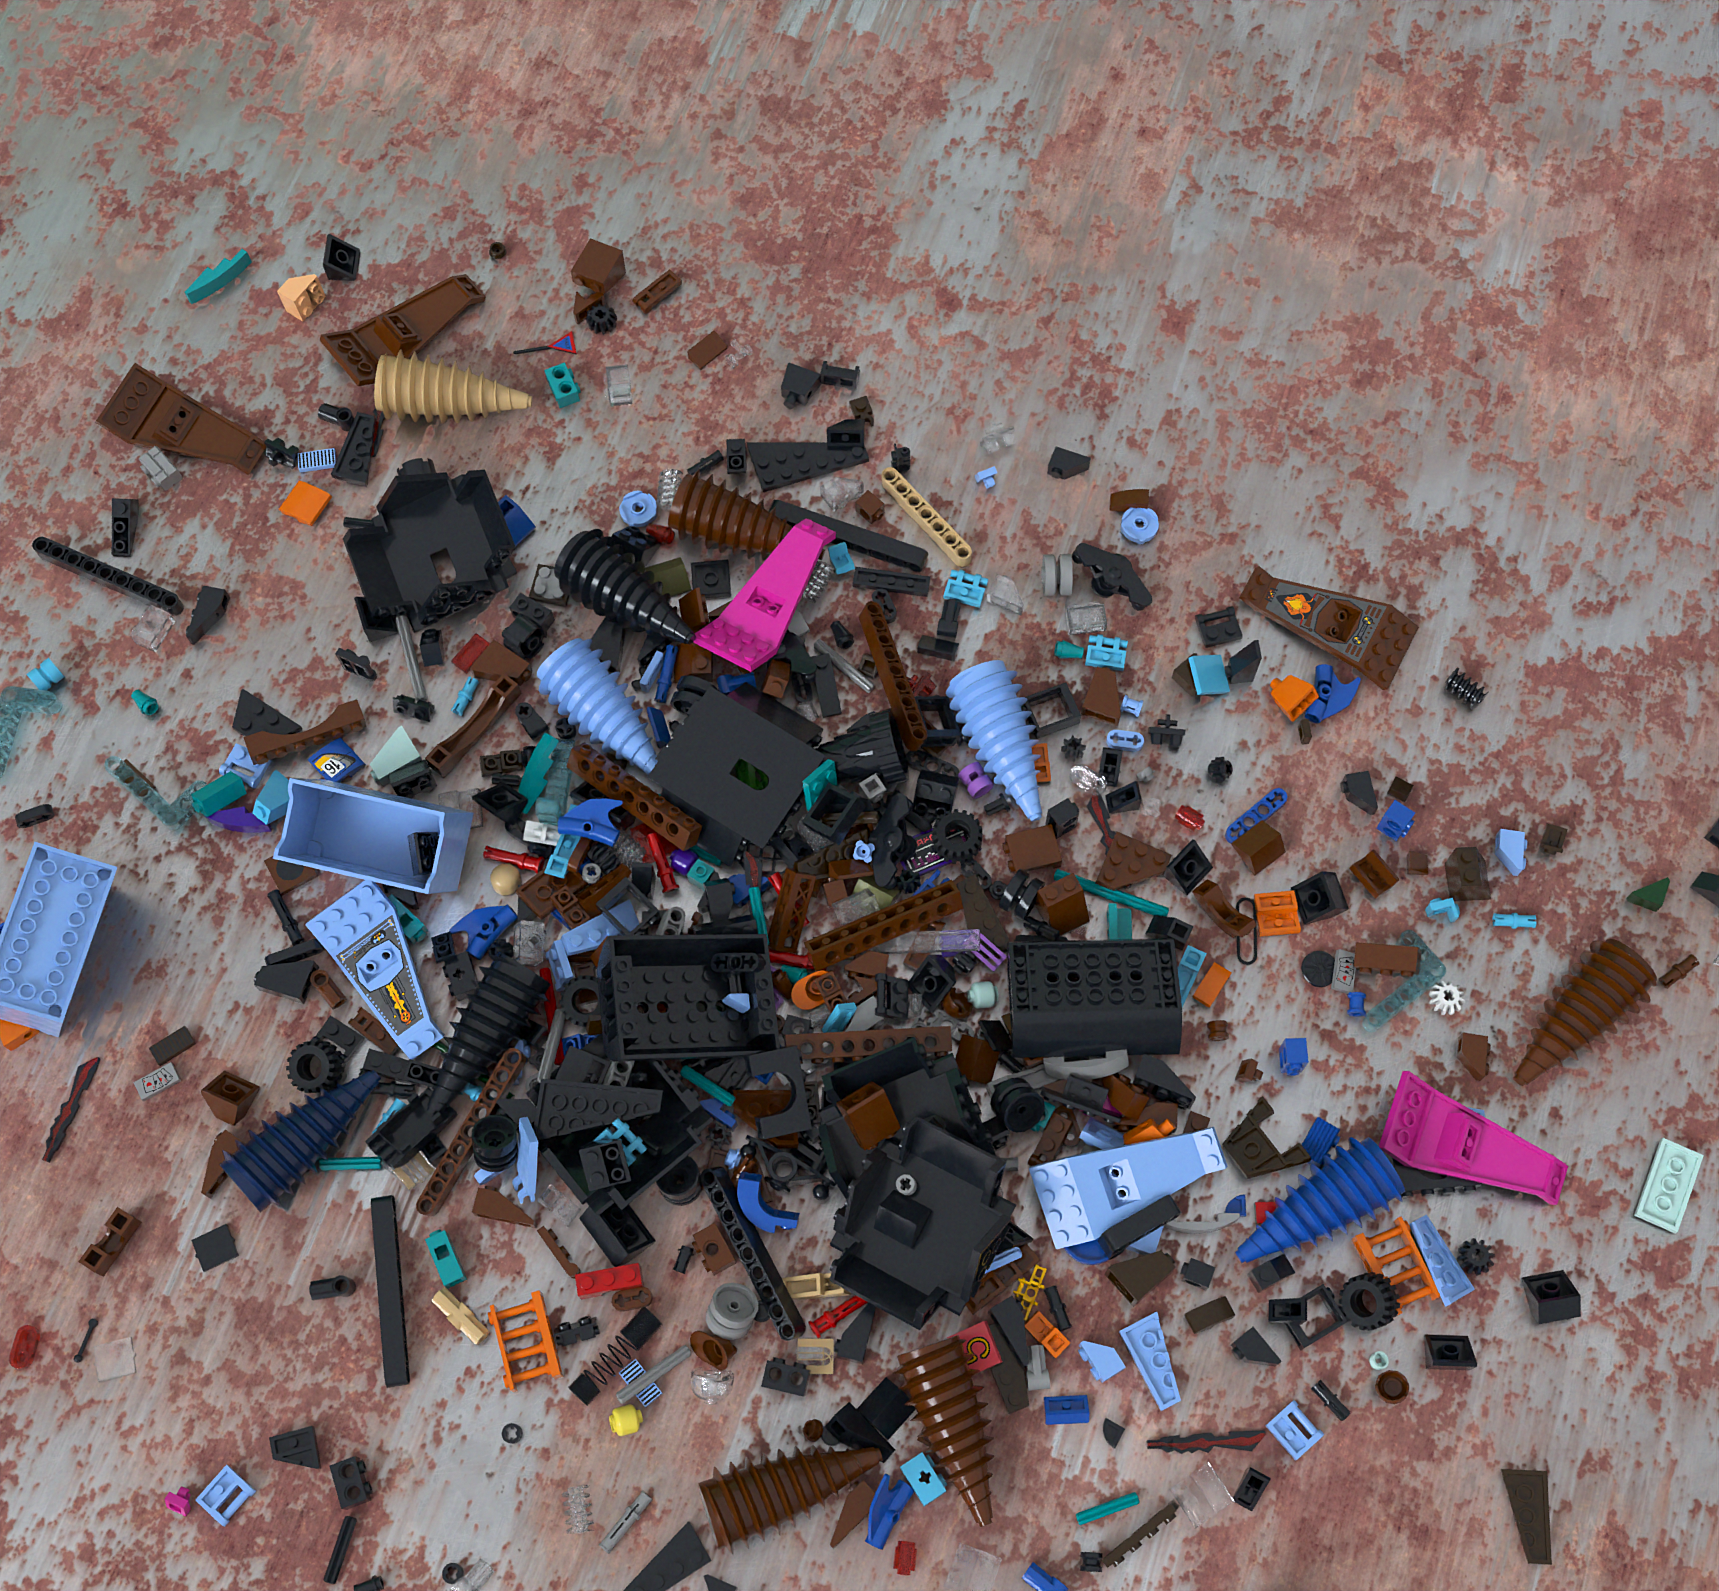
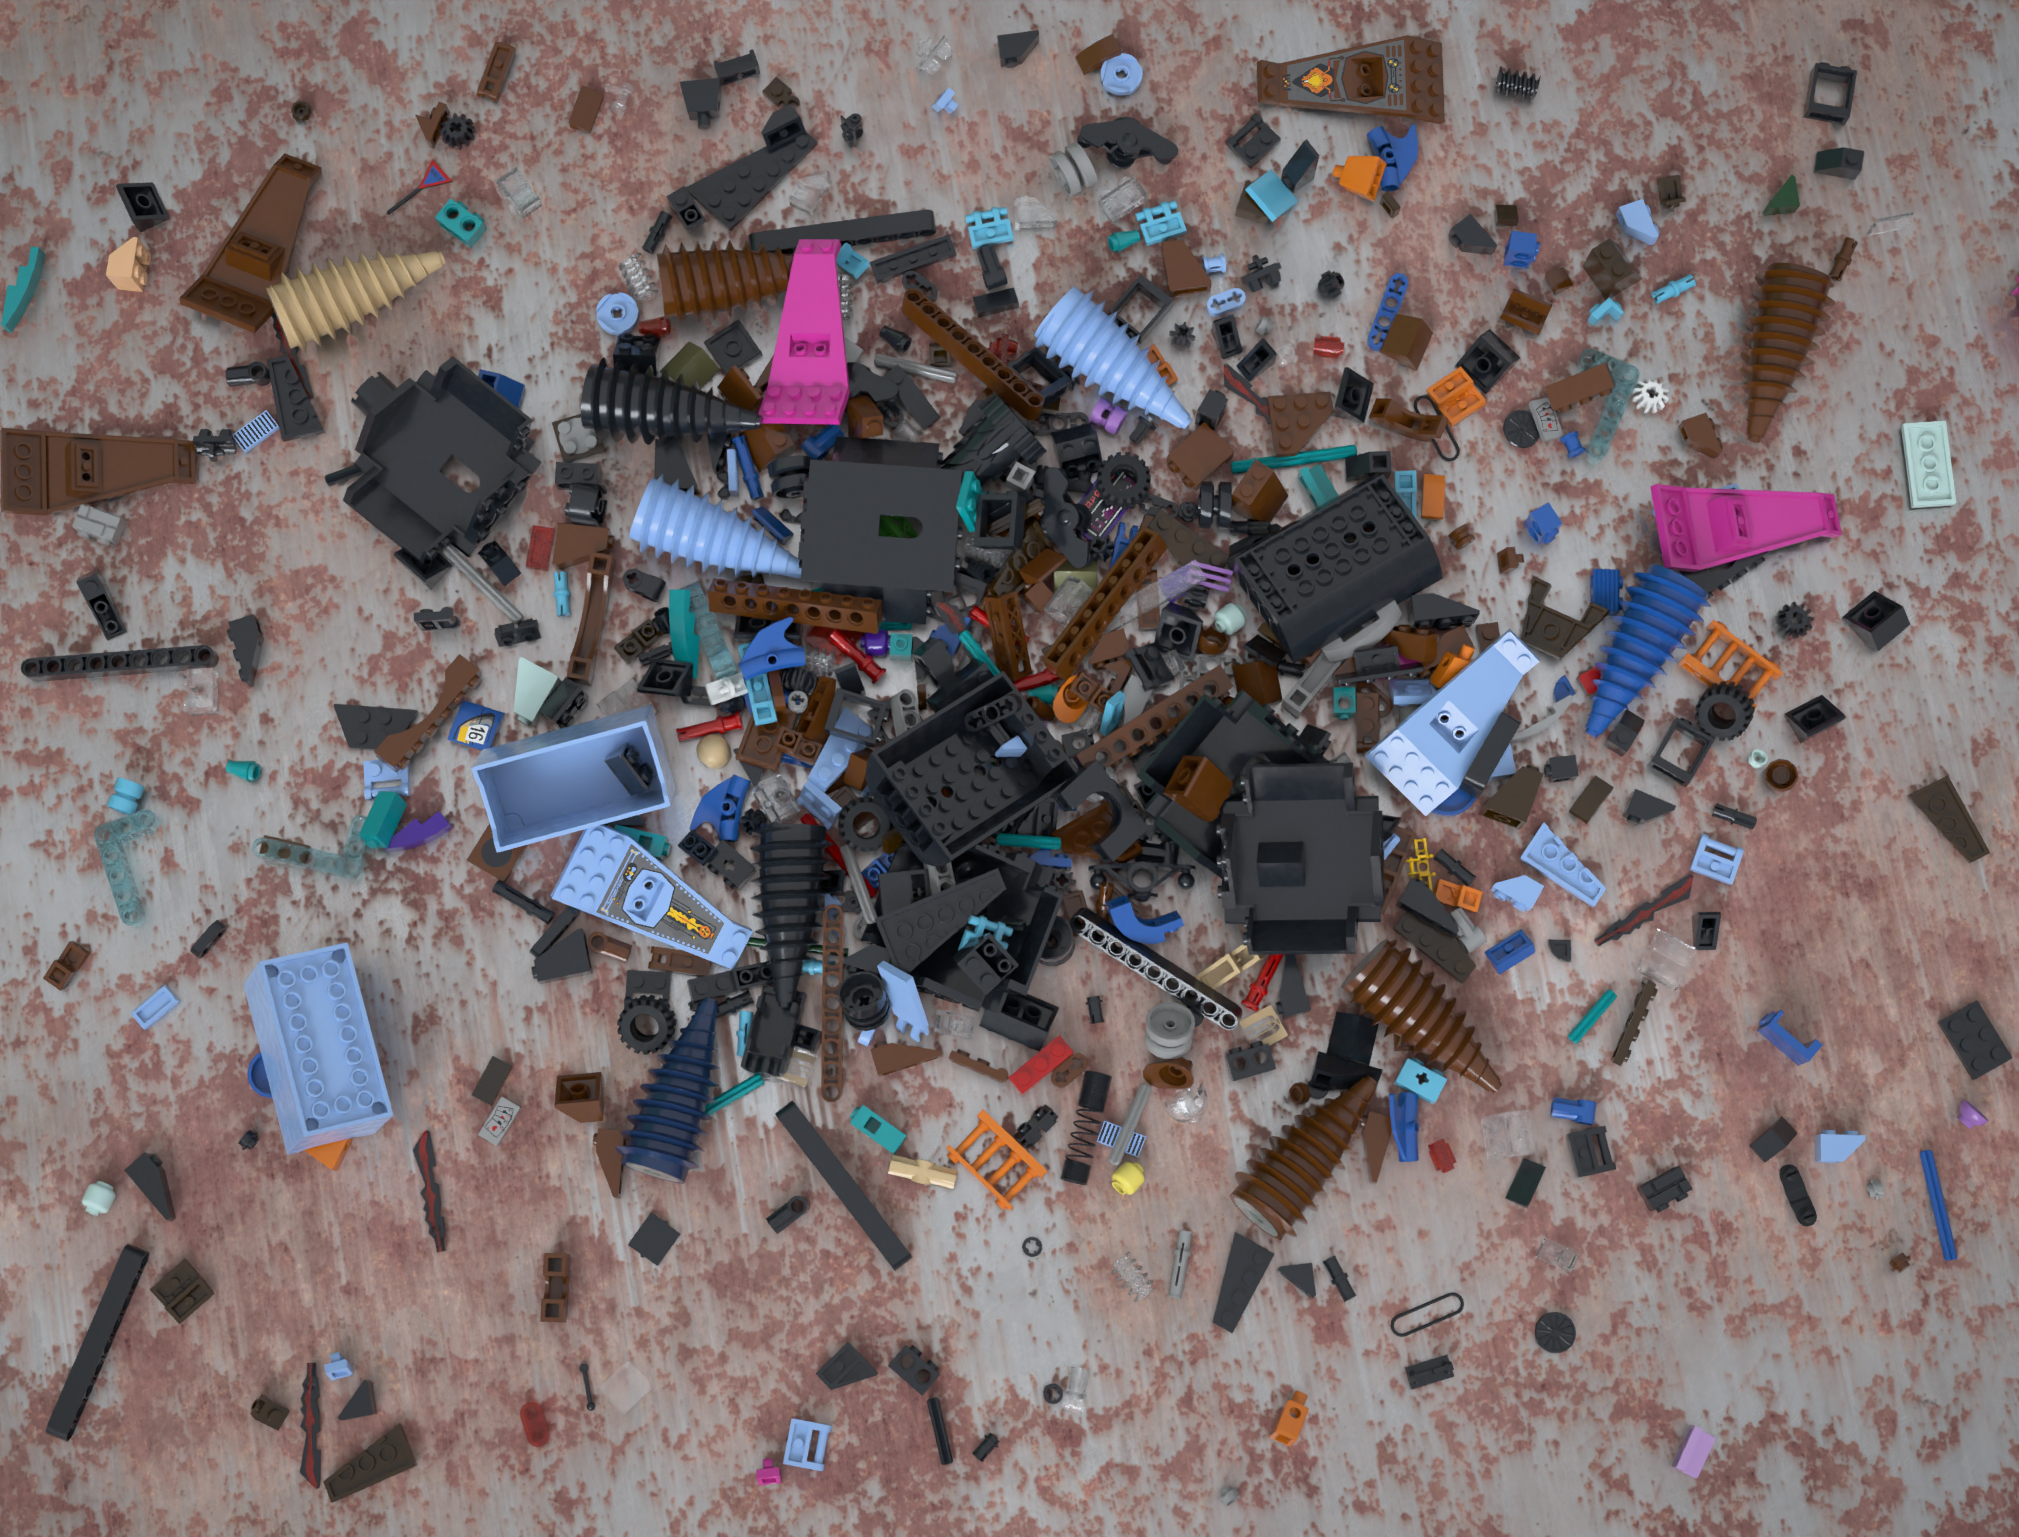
camera: 30 degrees left, 10 degrees up
(273, 799) = (443, 792): medium azure slope -> none
(305, 503) = (273, 482): orange slope -> none
(563, 725) = (680, 570): black wheel -> none
(599, 267) = (424, 77): reddish brown slope -> none
(722, 1259) = (1111, 974): reddish brown brick -> none
(732, 1158) = (1088, 894): light blue plate -> none
(860, 846) = (1041, 547): light blue plate -> none
(870, 507) = (848, 192): reddish brown brick -> none
(901, 1179) = (1273, 827): light grey bush -> none
(927, 524) = (903, 166): tan beam -> none
(982, 1344) = (1407, 937): coral tile -> none
(1017, 1104) = (1323, 704): black wheel -> none
(1088, 781) = (1213, 361): clear plate -> none
(1091, 1561) = (1603, 1069): black wheel -> none
(1288, 1310) = (1660, 758): black slope -> none
(1443, 1266) = (1769, 643): light blue wing -> none

